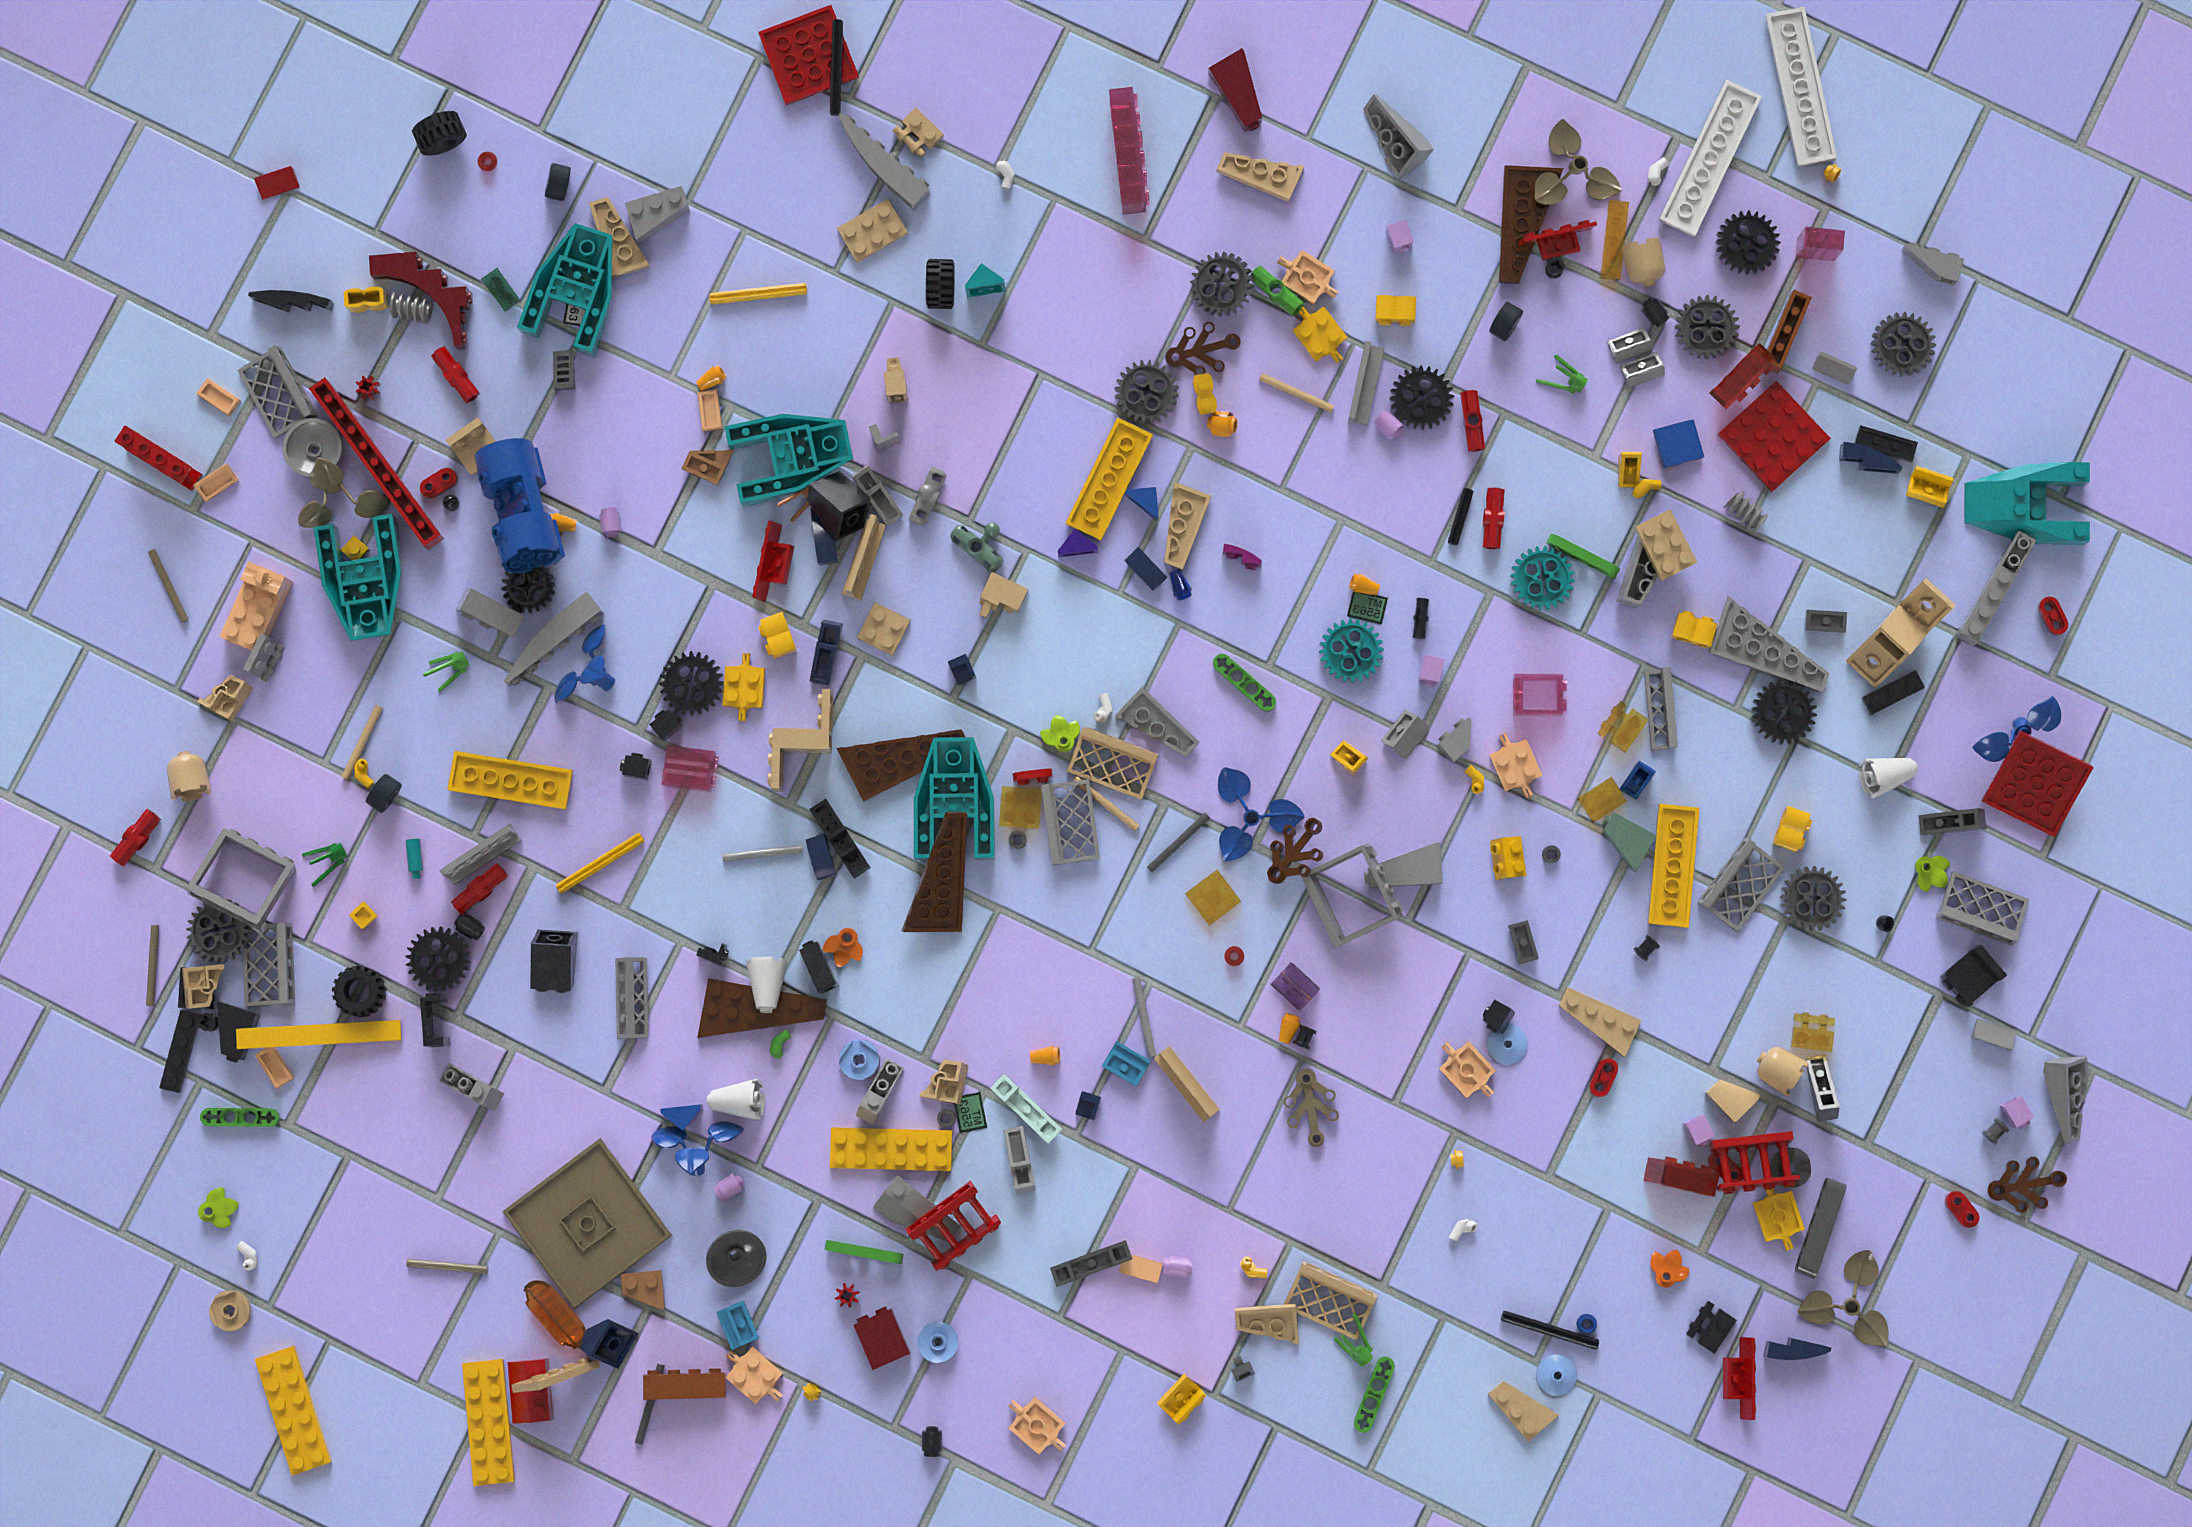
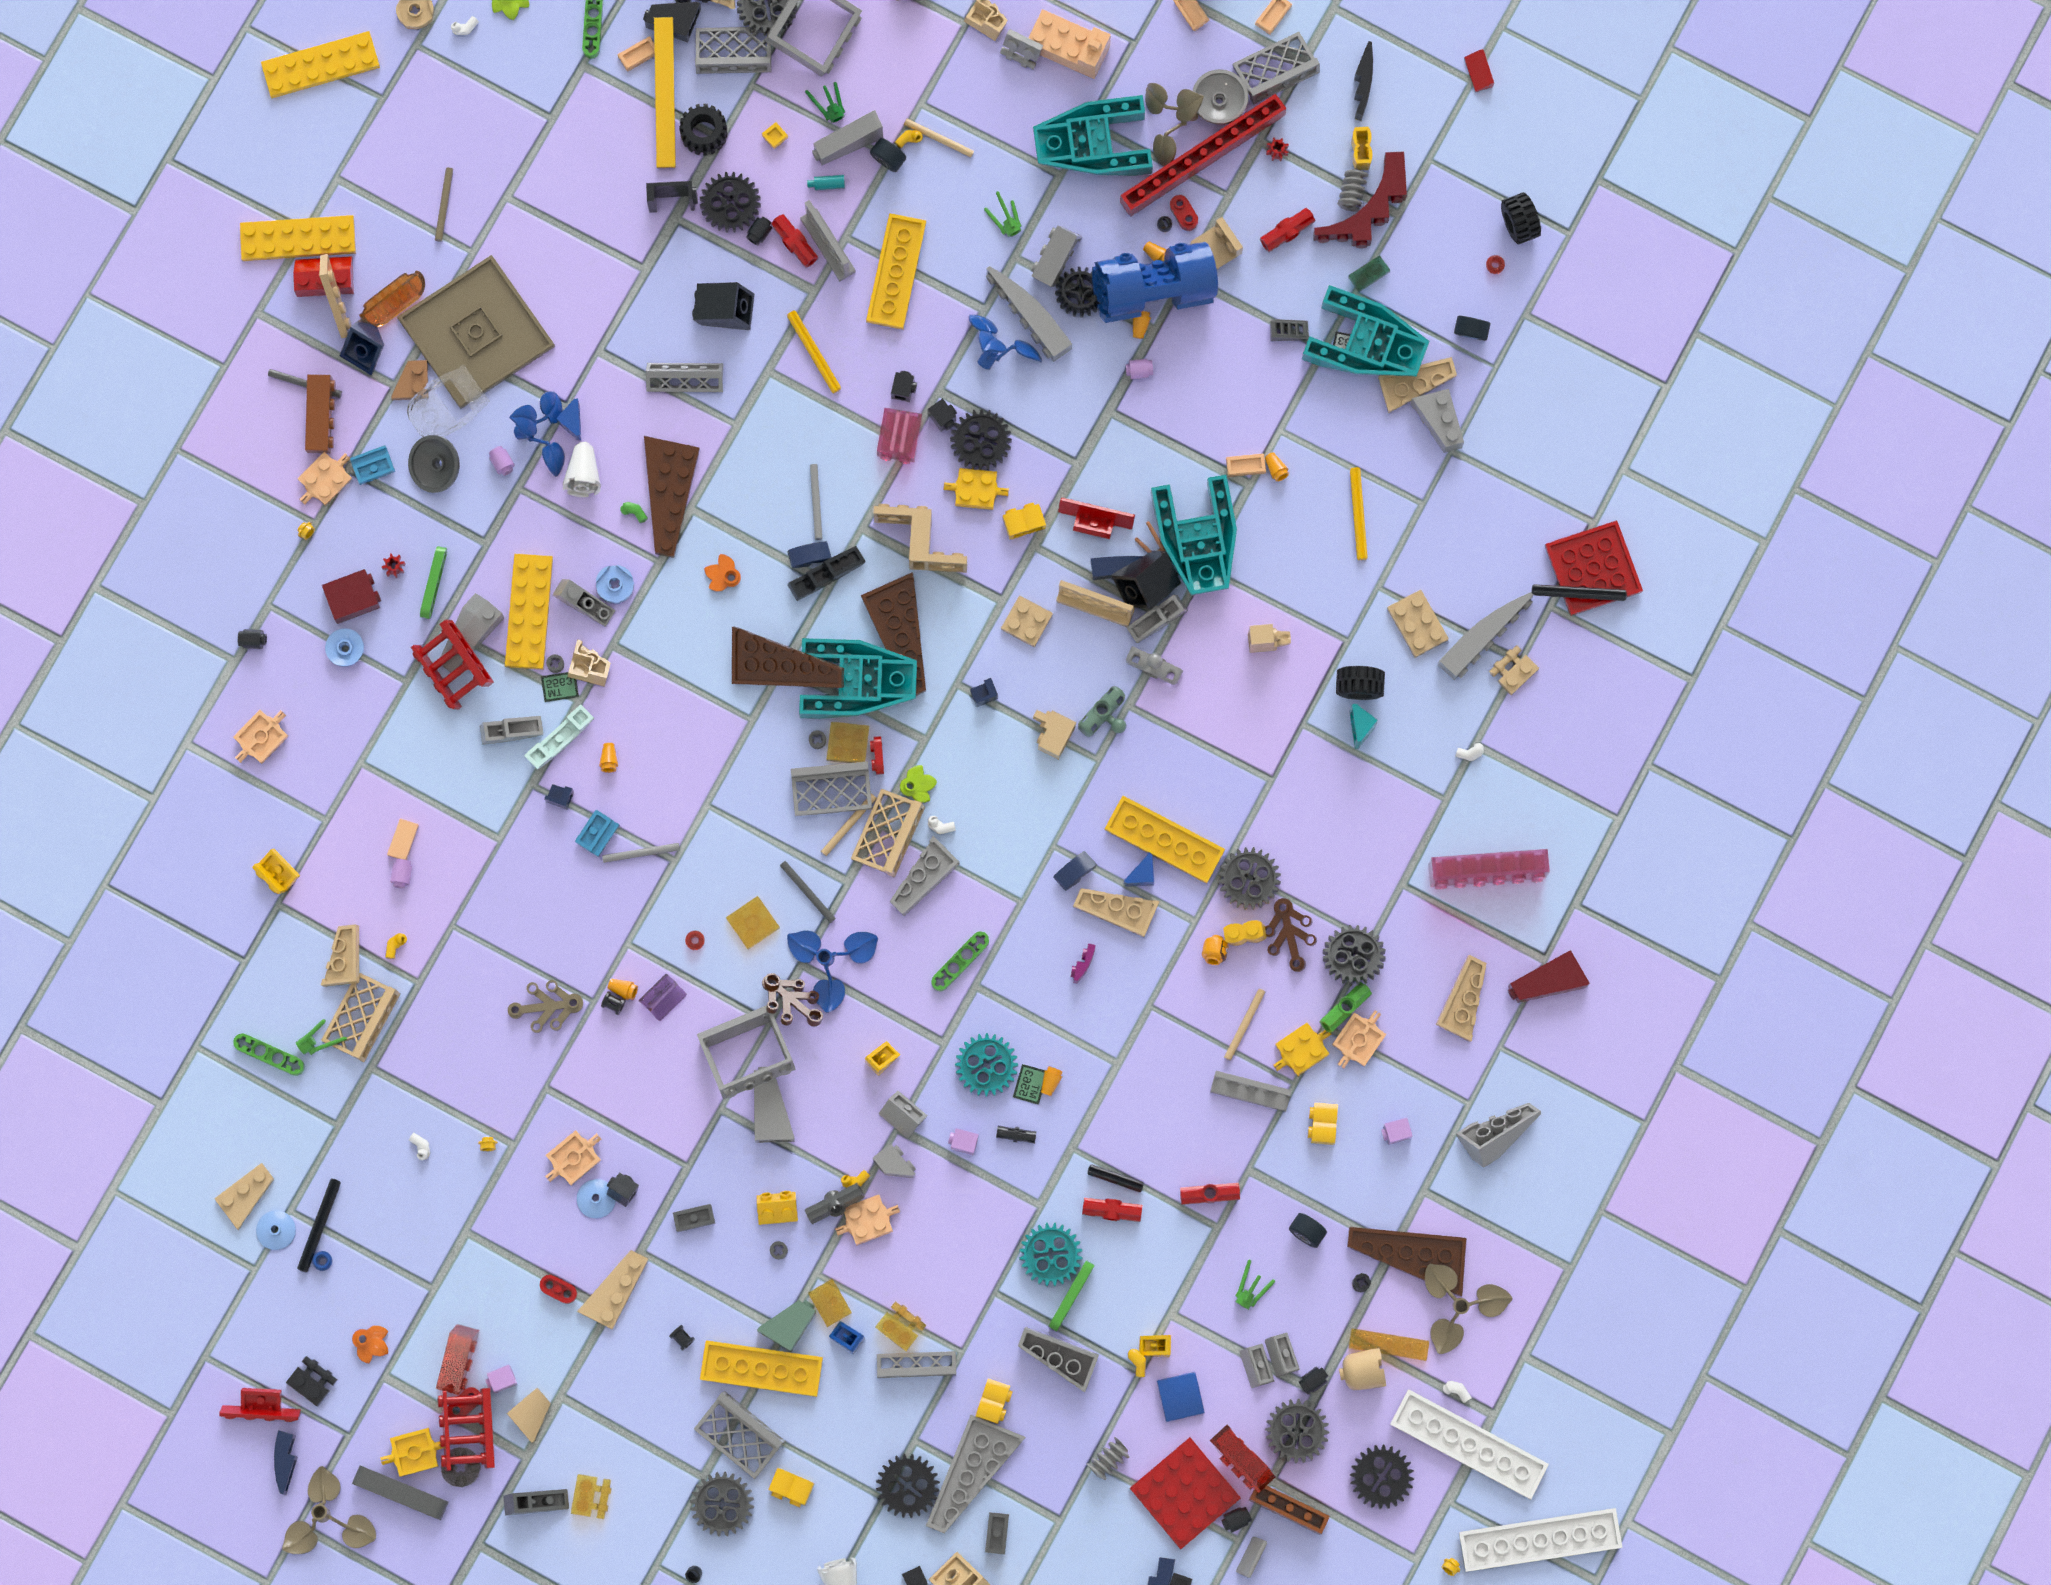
camera: 85 degrees right, 5 degrees down
(355, 548) = (1123, 135): yellow plate -> none
(366, 835) = (849, 138): none -> light grey slope
(472, 1087) = (607, 230): light grey slope -> none
(483, 509) = (1154, 251): none -> light orange cone
(681, 1265) = (431, 415): none -> clear slope
(708, 464) = (1192, 461): medium nougat wing -> none
(709, 954) = (722, 449): black bracket -> none
(766, 981) = (691, 498): white cone -> none
(818, 967) = (703, 548): black slope -> none
(826, 652) = (1006, 566): dark blue slope -> none
(885, 442) = (1209, 620): light grey panel -> none
(1077, 545) = (1101, 805): dark purple slope -> none
(1091, 1263) = (409, 792): dark grey slope -> none
(1180, 585) = (1057, 903): clear blue cone -> none
(1186, 1084) = (575, 889): tan fence -> none
(1242, 1369) = (300, 930): dark grey tile -> none
(1389, 425) = (1208, 1112): lavender brick -> none
(1412, 383) = (1219, 1153): black gear -> none
(1502, 798) = (834, 1203): none -> dark grey piece
(1558, 242) = (1386, 1287): red bracket -> none
(1561, 685) = (937, 1225): clear pink window -> none
(1665, 545) = (1076, 1373): tan plate -> none
(1780, 1069) = (555, 1461): tan cylinder -> none
(1798, 384) = (1236, 1519): none -> black brick
(1820, 243) = (1376, 1546): clear pink brick -> none

